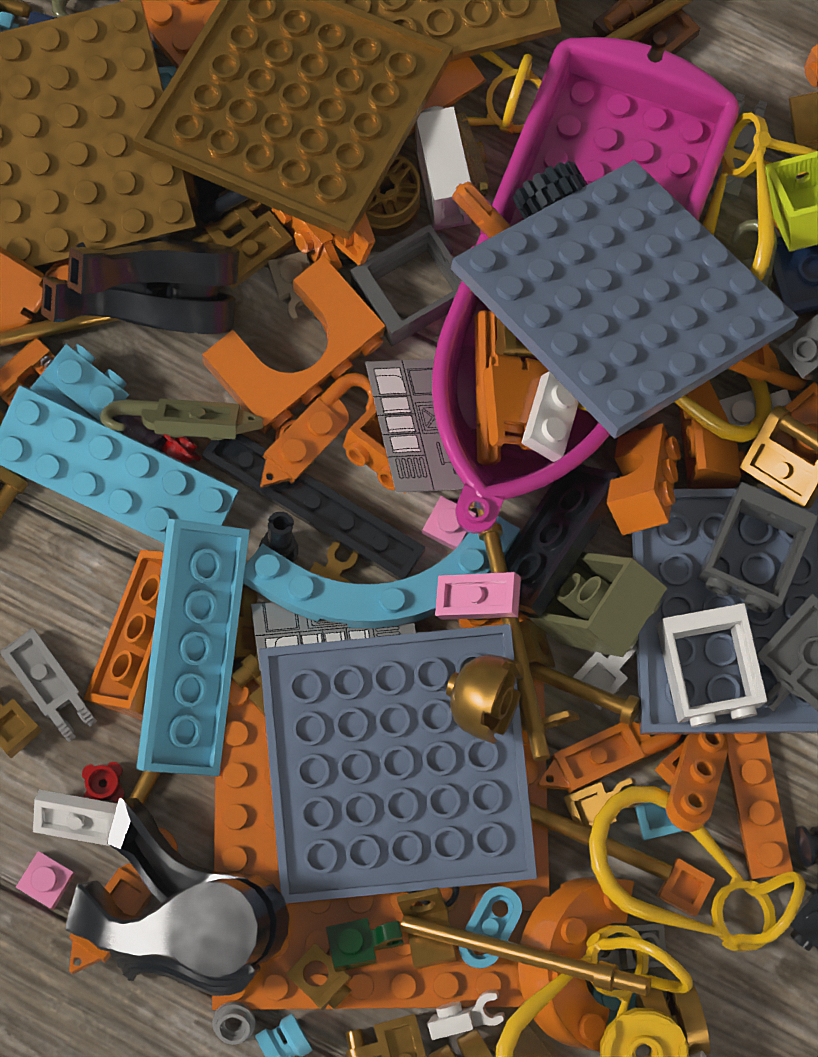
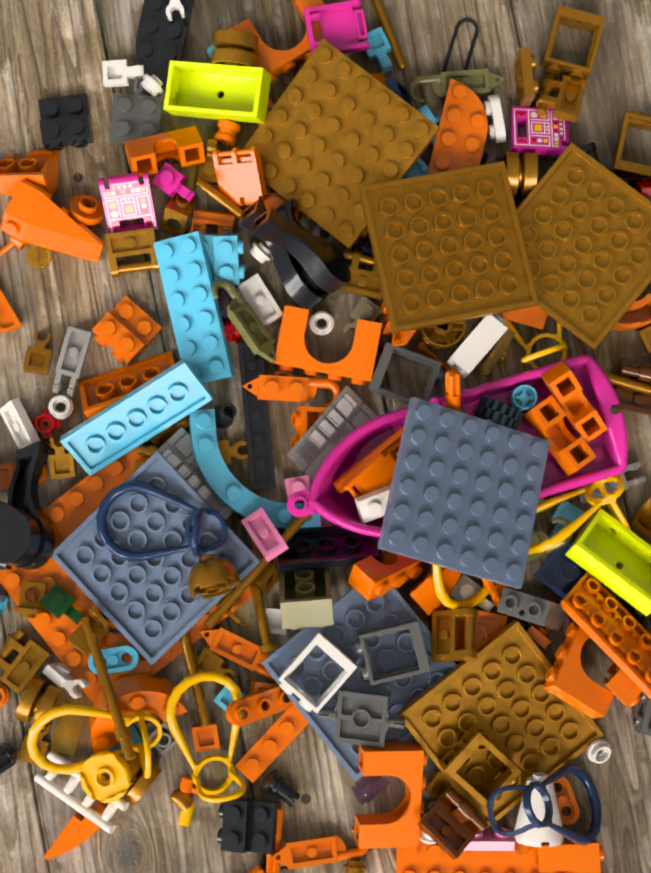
camera: 50 degrees right, 10 degrees up
(68, 585) = (126, 330): none -> orange plate
(91, 736) = (60, 399): none -> white plate
(109, 341) = (260, 252): none -> white plate
(158, 382) = (260, 299): none -> white plate
(170, 799) = (61, 462): none -> pearl gold plate
(257, 326) = (318, 316): none -> white plate
(310, 690) = (156, 553): none -> dark blue animal
(389, 239) = (422, 346): none -> orange hinge
(553, 146) = (527, 396): none -> medium azure wheel
(580, 88) = (573, 402): none -> orange arch
(663, 150) = (568, 450): none -> orange arch
(729, 220) = (566, 511): none -> medium azure plate
(731, 965) = (186, 785): none -> orange hand
(757, 986) = (186, 806): none -> arm

